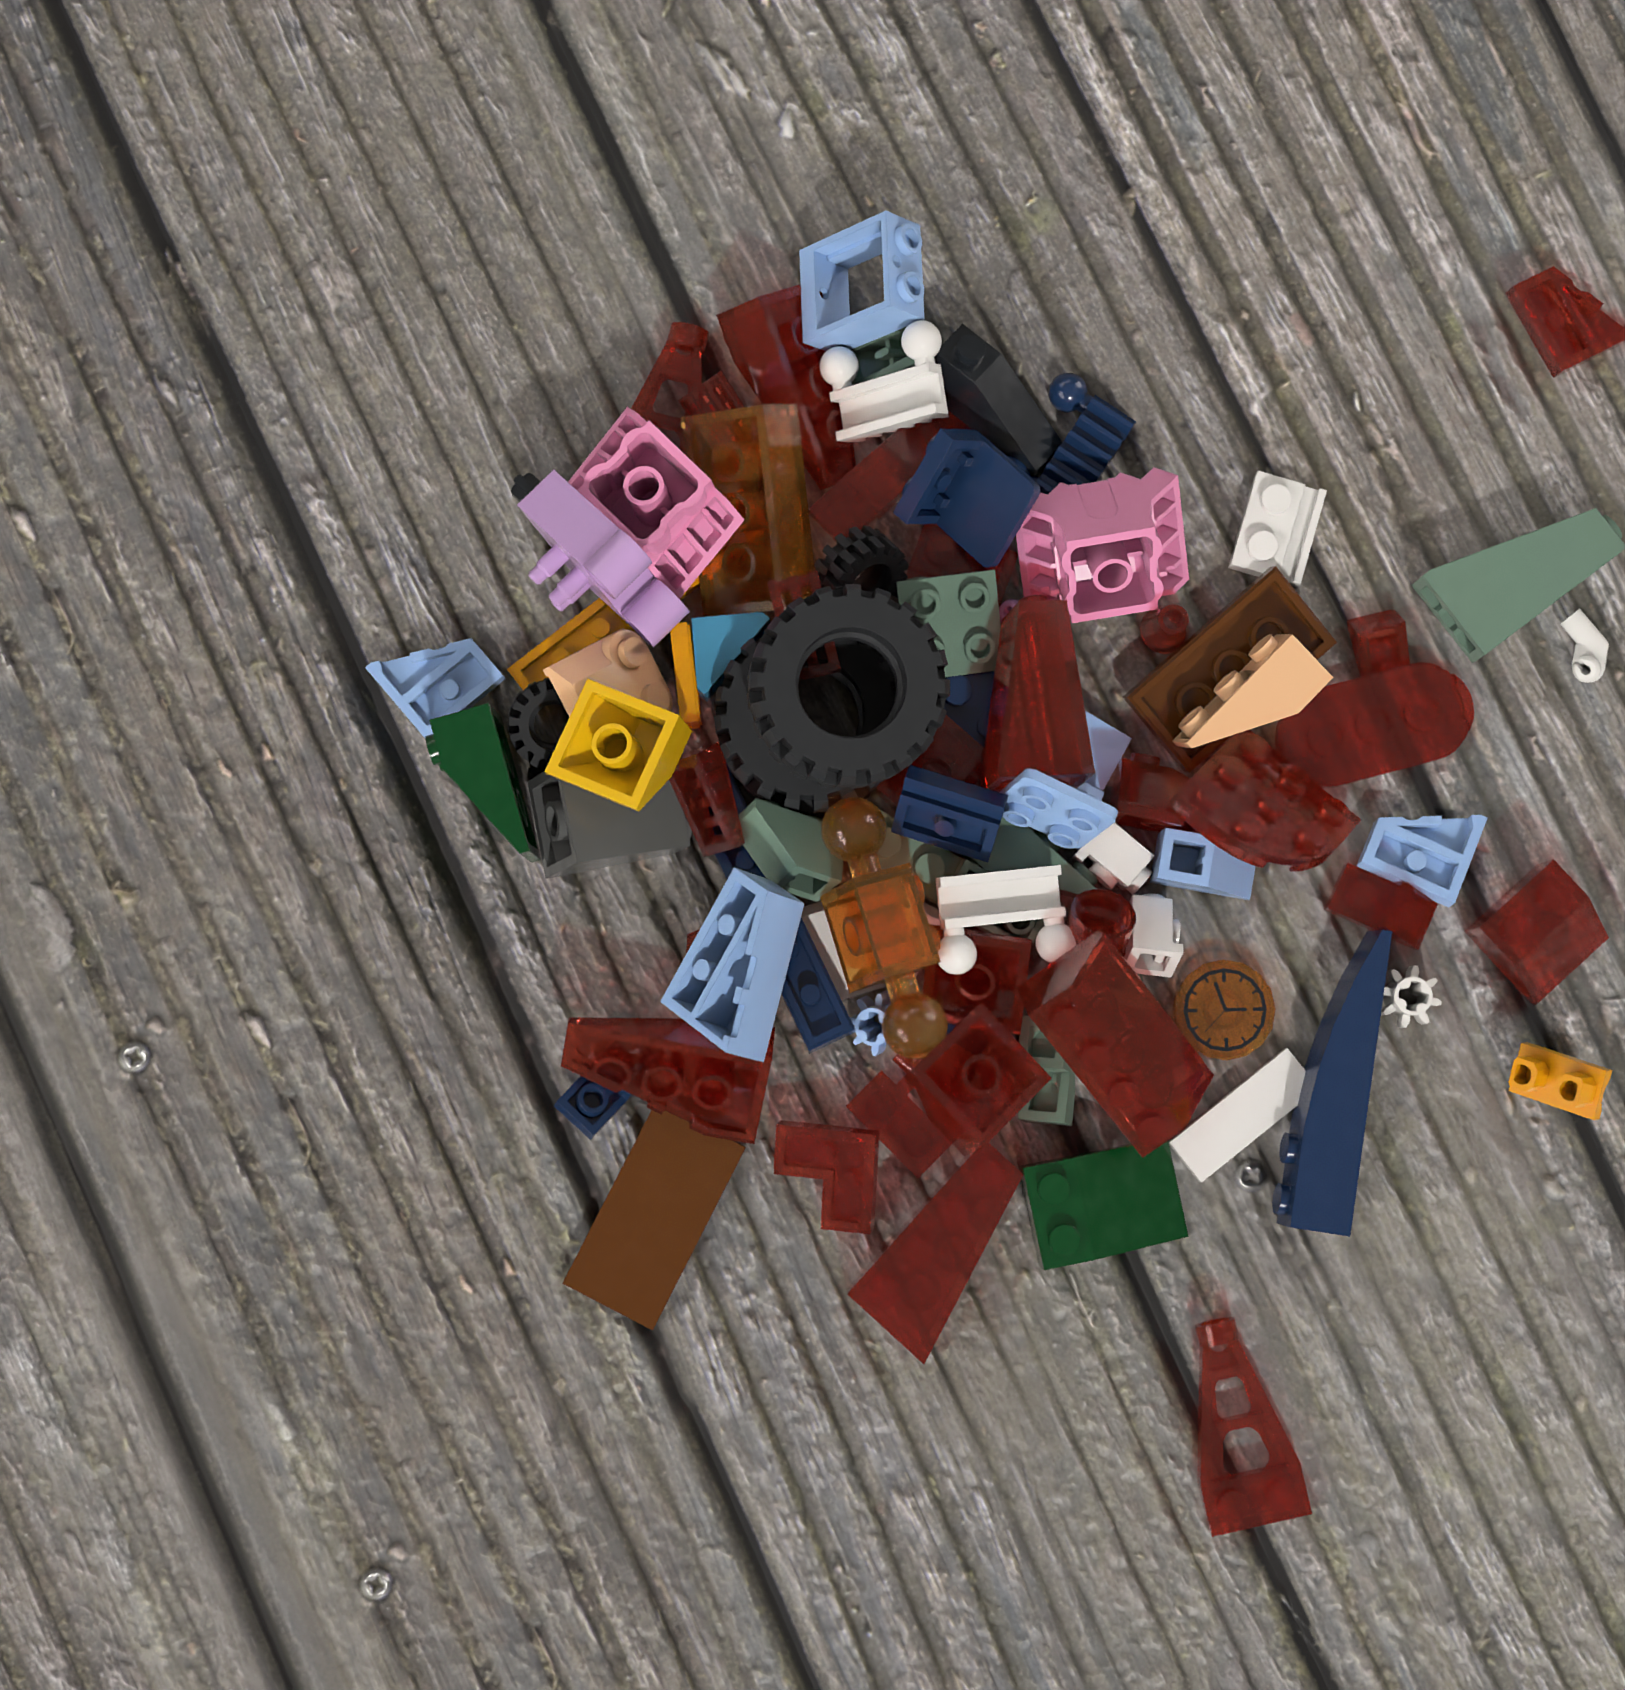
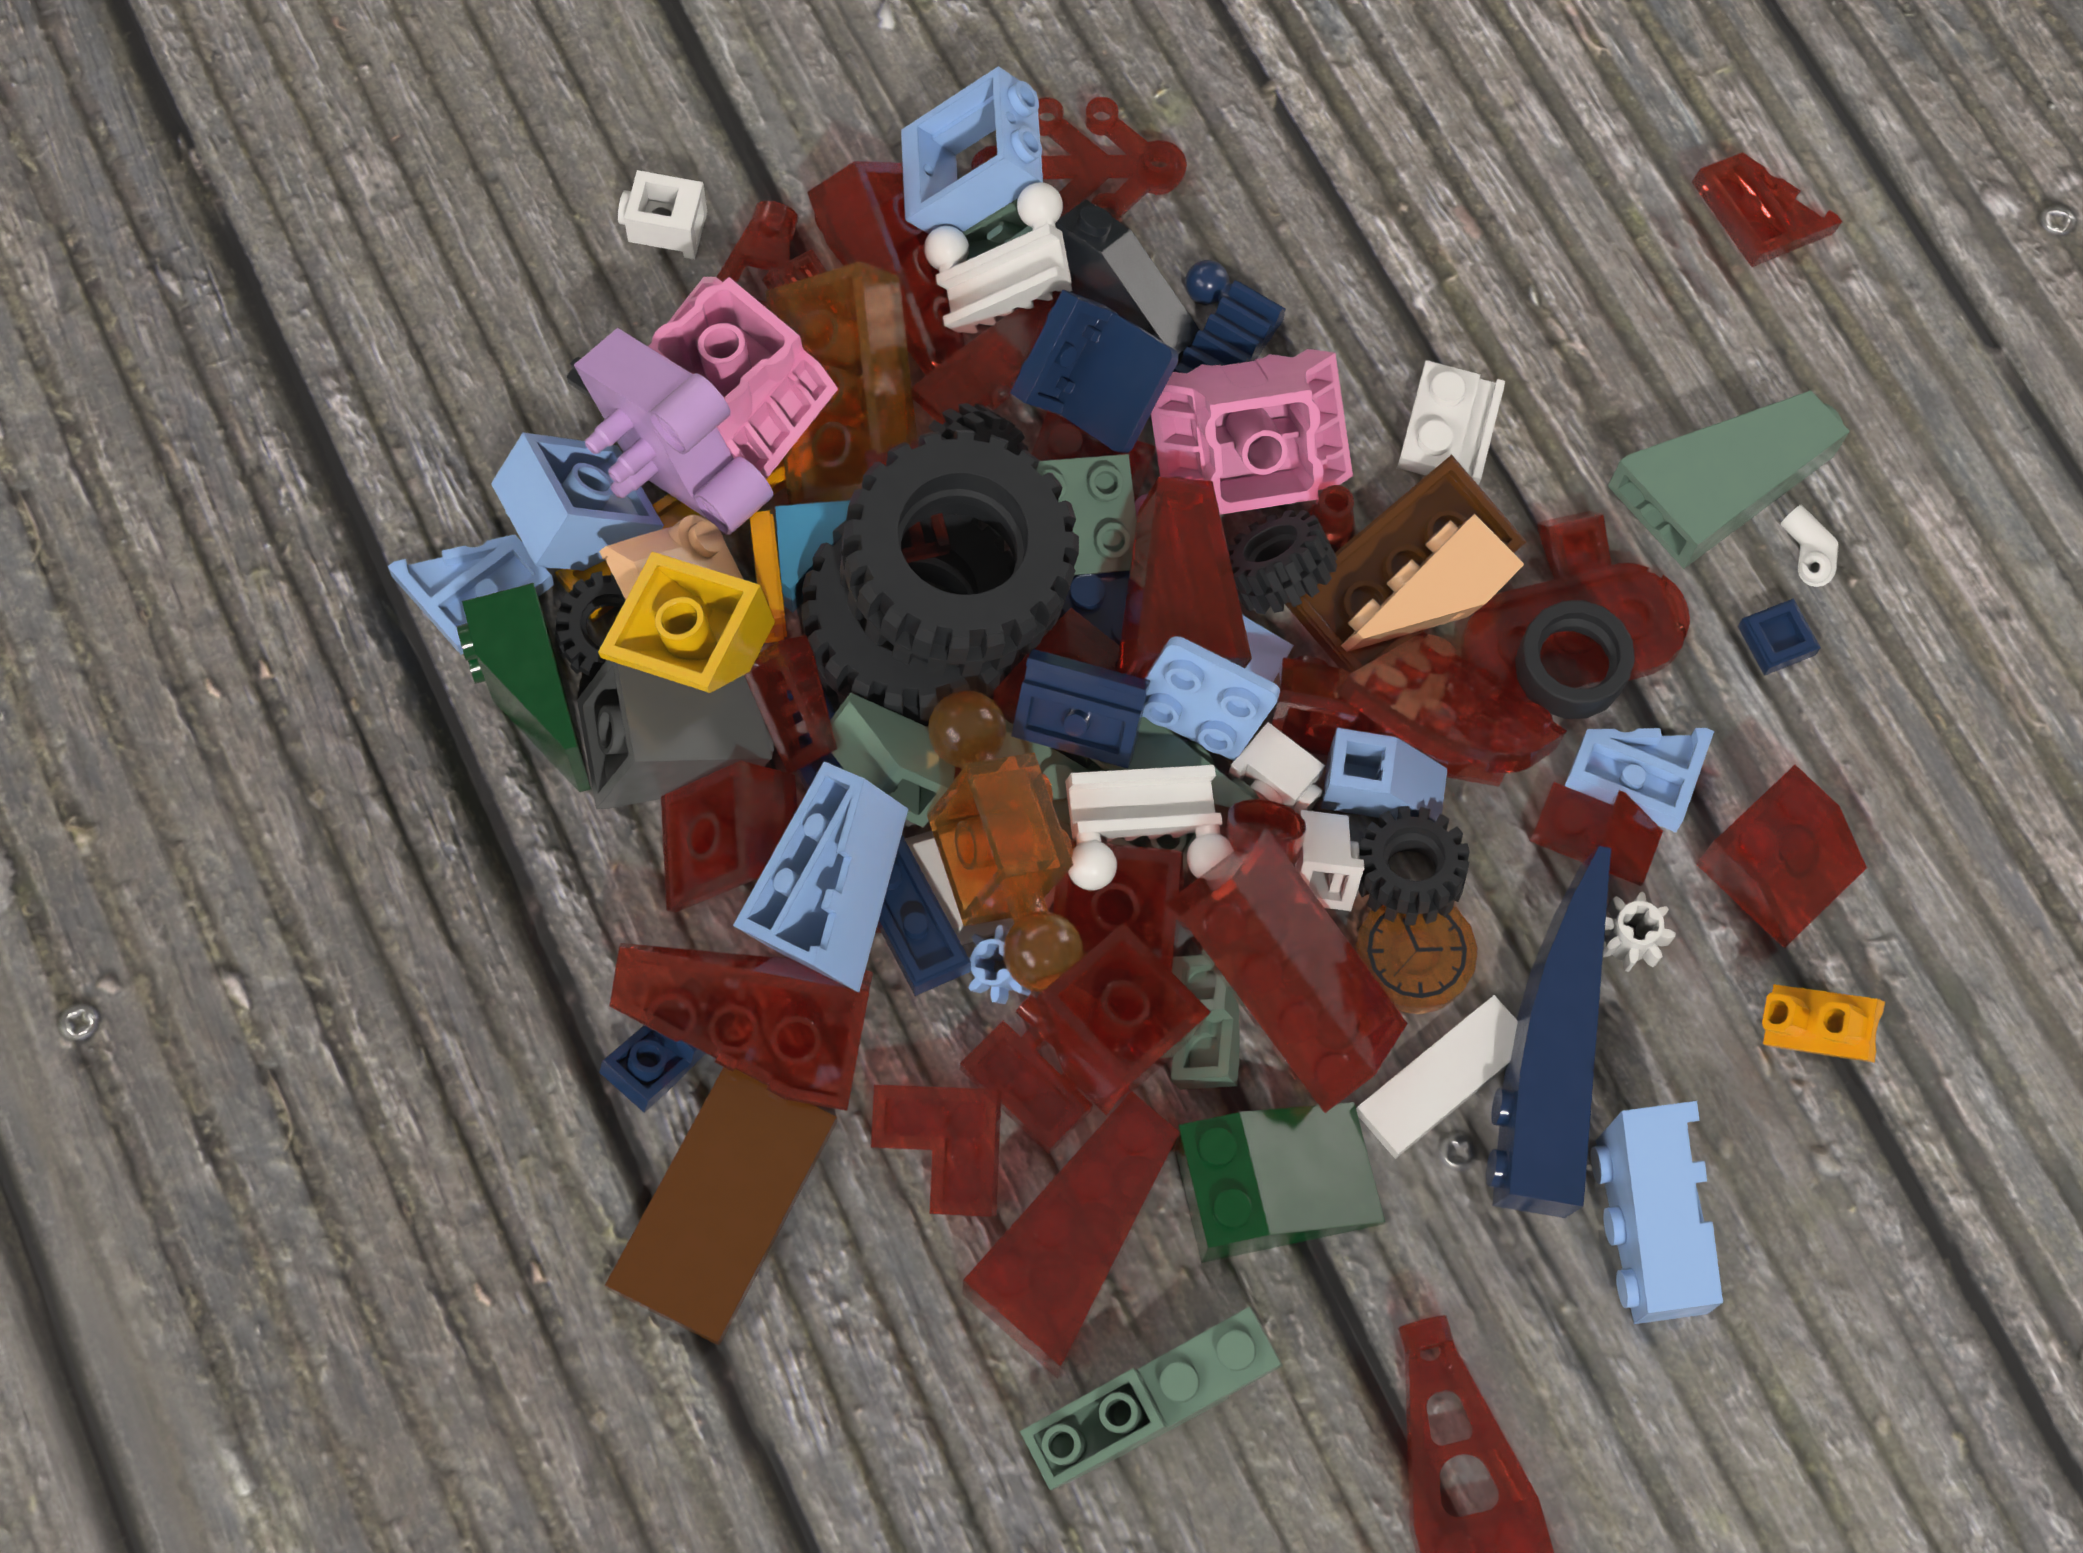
camera: 10 degrees left, 15 degrees down
(513, 616) = (565, 501): none -> light blue slope
(584, 314) = (664, 212): none -> white brick
(653, 908) = (723, 830): none -> clear red slope
(969, 280) = (1091, 166): none -> clear red plant
(995, 1382) = (1151, 1399): none -> sand green slope
(1133, 684) = (1281, 561): none -> black tyre
(1235, 913) = (1419, 836): none -> black tyre
(1399, 730) = (1587, 620): none -> black tyre
(1410, 1241) = (1657, 1214): none -> light blue wedge
(1550, 728) = (1779, 637): none -> dark blue tile

